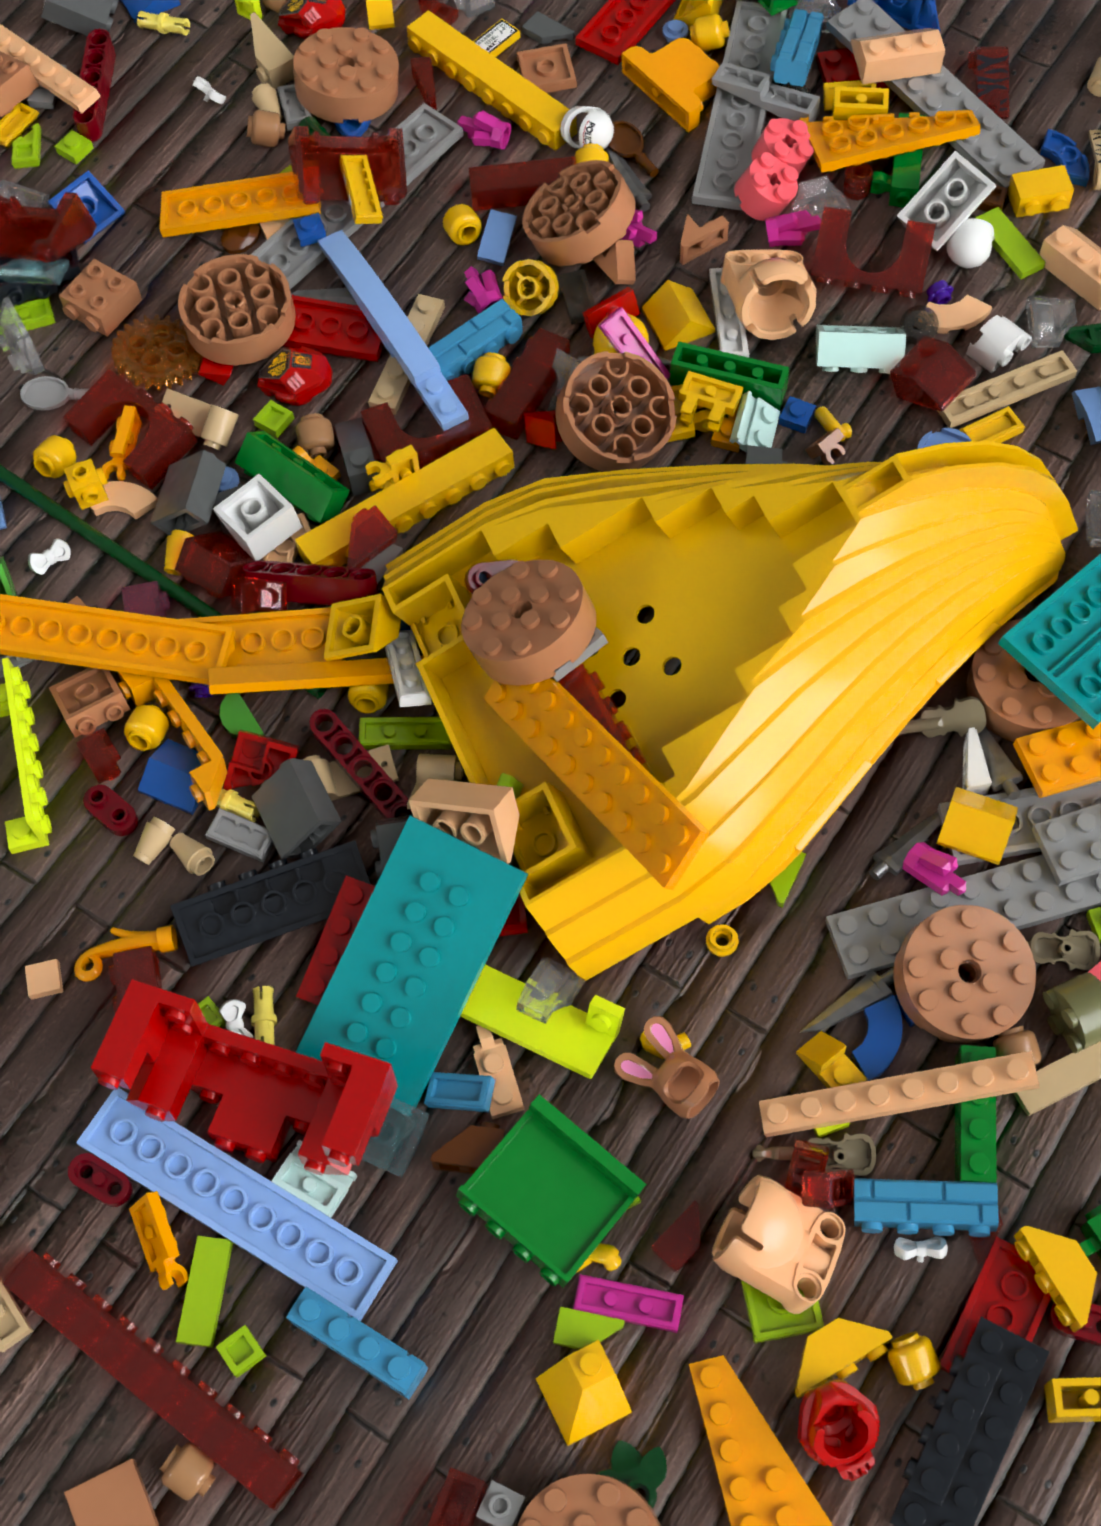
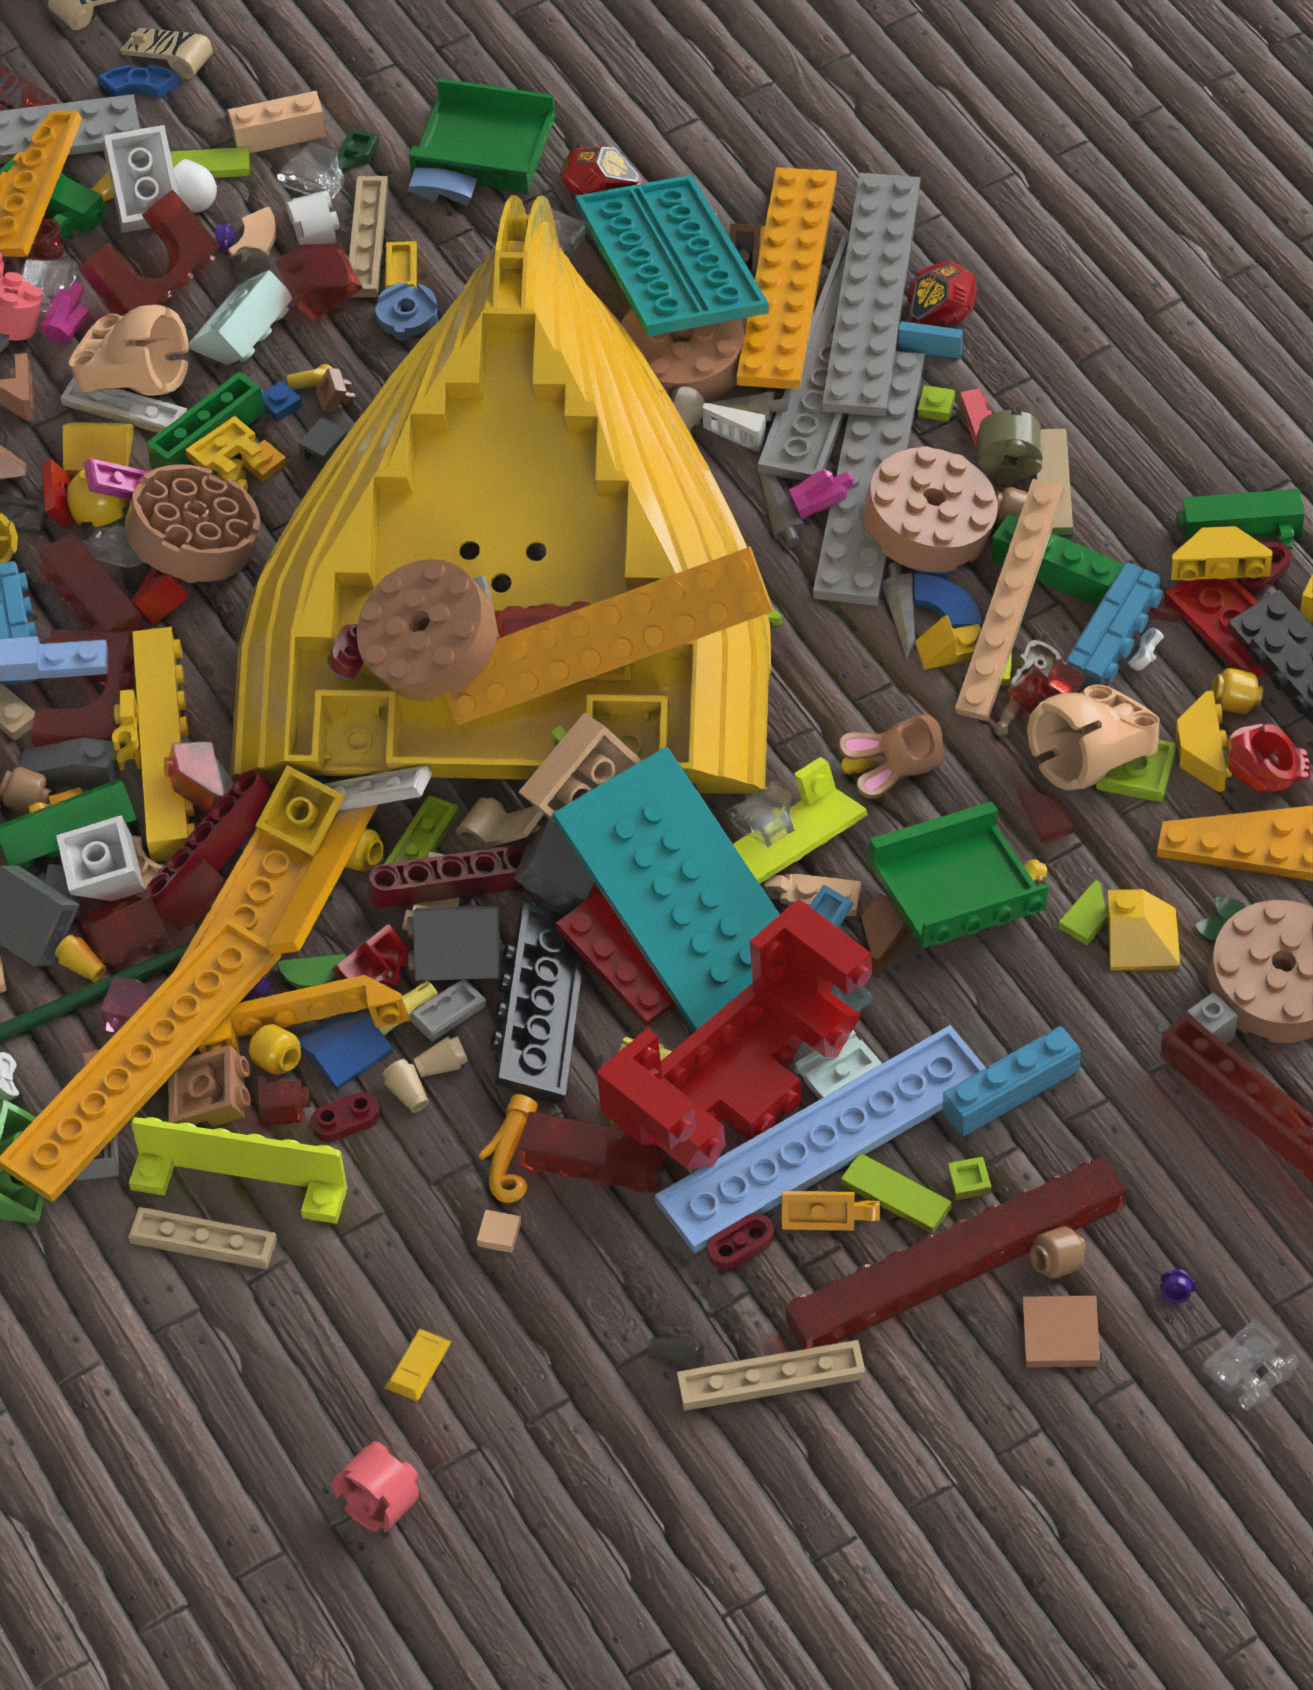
camera: 65 degrees left, 10 degrees down
(489, 373) = (57, 613): yellow head -> none
(629, 1302) = (1085, 867): dark pink tile -> none
(722, 931) = (788, 675): yellow plate -> none
(754, 423) = (274, 432): light aqua plate -> none
(977, 825) = (798, 442): yellow slope -> none
(1040, 191) = (170, 106): yellow brick -> none
(1077, 949) = (948, 432): dark tan piece -> none

